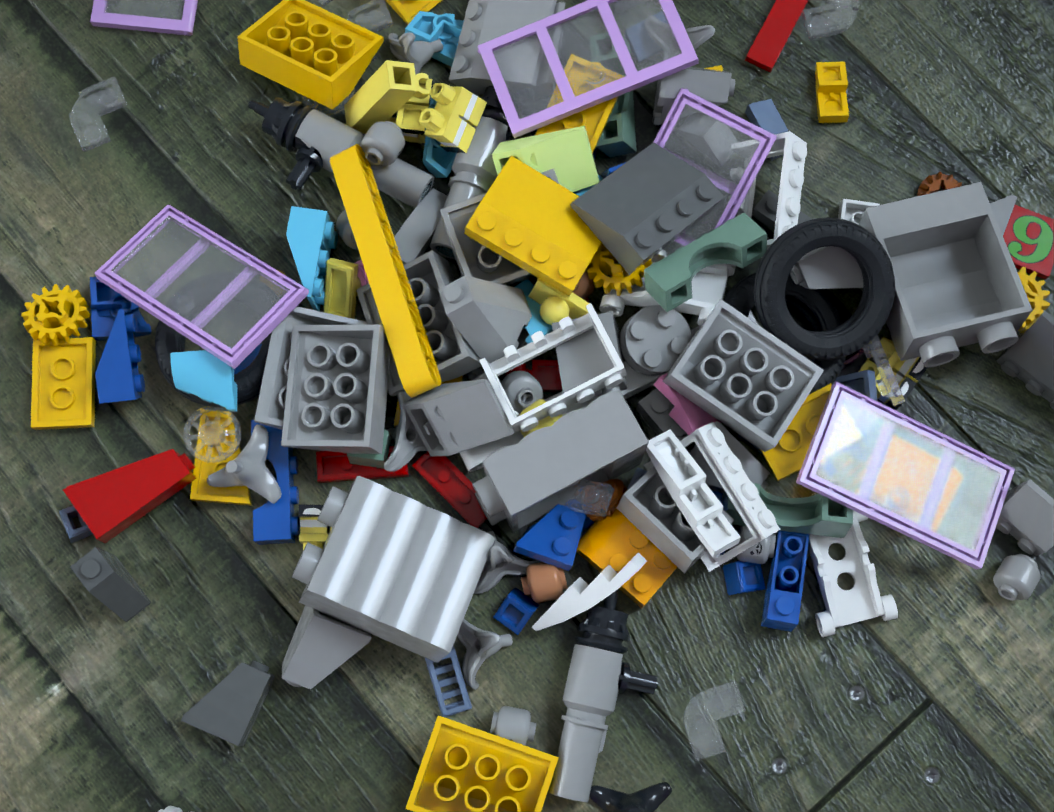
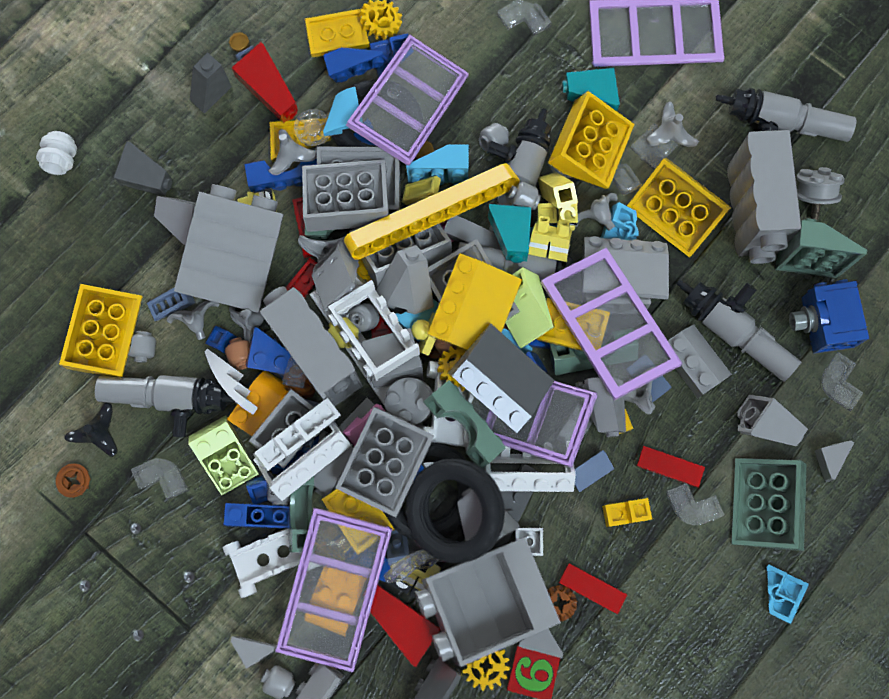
camera: 85 degrees right, 0 degrees up
(44, 535) = (239, 42): none -> pearl gold piece
(221, 28) = (598, 82): none -> teal slope
(272, 181) = (495, 133): none -> light grey head
(431, 165) = (512, 230): none -> teal slope
(689, 623) = (222, 455): none -> yellowish green slope
(926, 151) = (592, 588): none -> red tile
(959, 392) = (403, 624): none -> red slope
(970, 607) = (251, 650): none -> light grey slope

